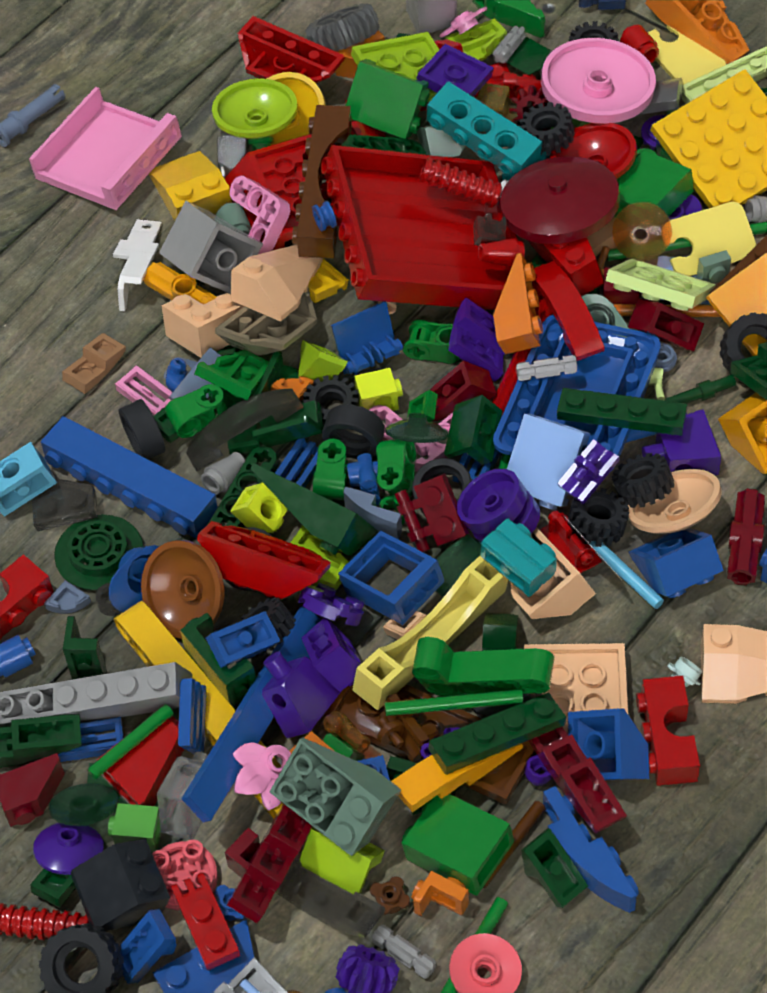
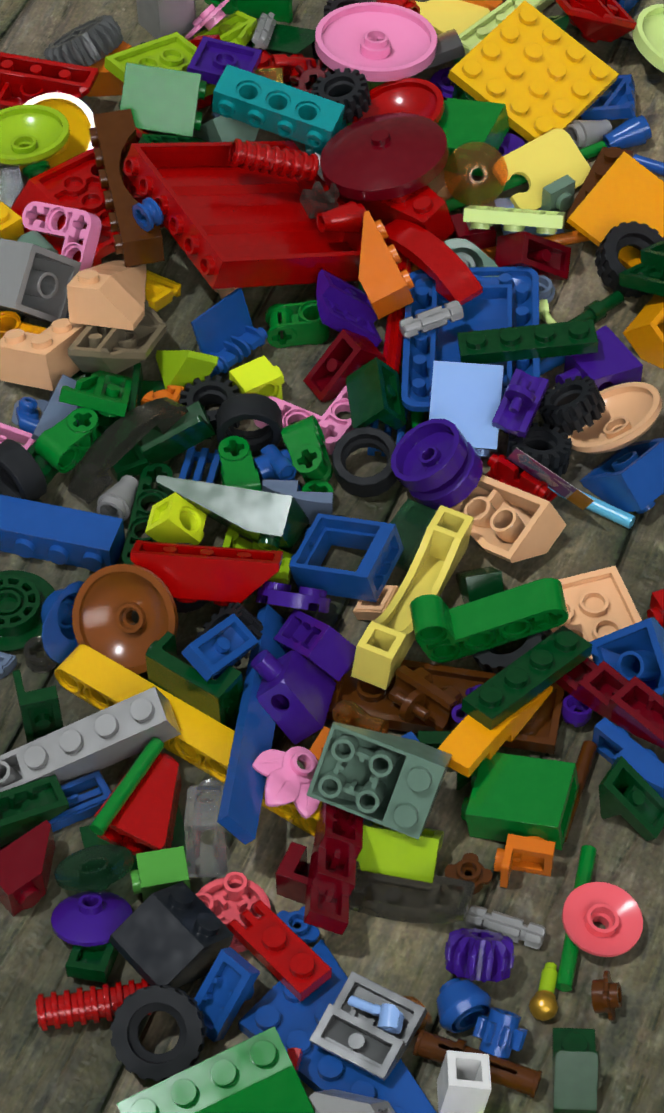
camera: 20 degrees left, 5 degrees down
(192, 715) = (187, 741): blue tile -> none
(416, 430) = (318, 405): clear green dish -> none
(424, 404) = (311, 390): green tile -> none
(439, 509) = (373, 478): dark red plate -> none
(453, 702) = (469, 657): green bar -> none
(519, 556) = (482, 500): teal brick -> none

